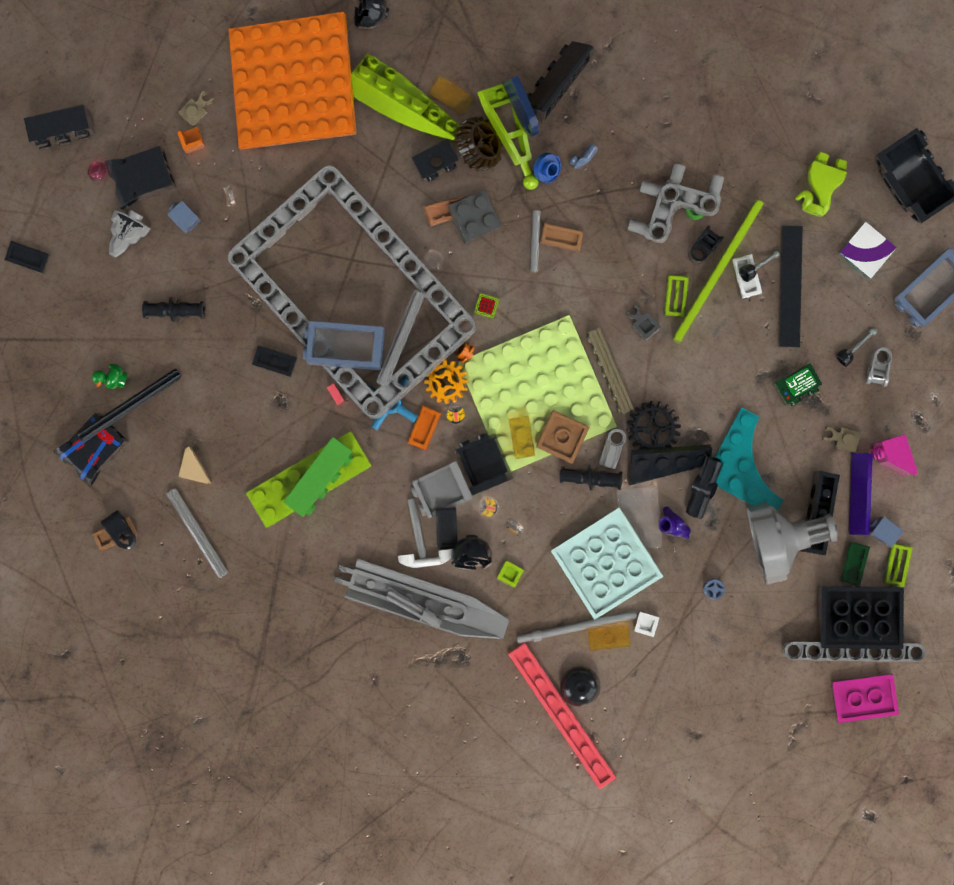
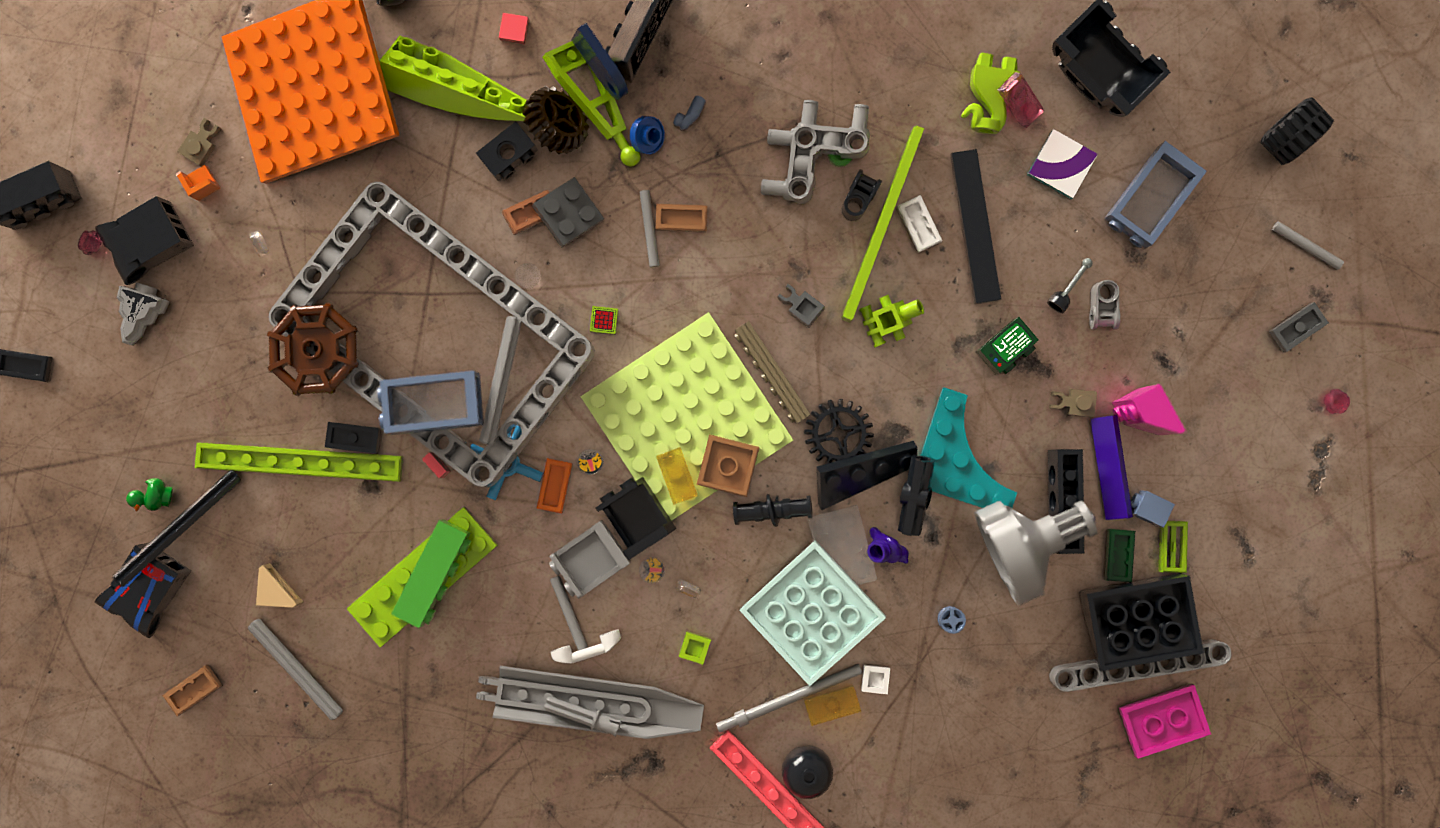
camera: 10 degrees left, 0 degrees up
(118, 527) = (190, 684): black piece -> none
(174, 310) = (215, 397): black piece -> none
(183, 216) = (206, 279): sand blue brick -> none
(228, 372) = (298, 462): none -> lime tile
(249, 293) = (324, 358): none -> reddish brown plate
(443, 389) = (568, 434): light orange gear -> none
(446, 527) = (604, 605): black tile -> none
(451, 95) = (512, 68): clear yellow plate -> none
(457, 64) = (513, 28): none -> coral tile
(464, 352) = (587, 382): orange plate -> none
(471, 553) = (641, 631): black cylinder -> none
(612, 451) = (792, 471): light grey piece -> none
(676, 294) = (838, 286): lime tile -> none
(710, 346) = (890, 318): none -> lime piece
(749, 271) = (921, 216): black hinge -> none
(844, 194) = (1021, 99): none -> clear pink plate

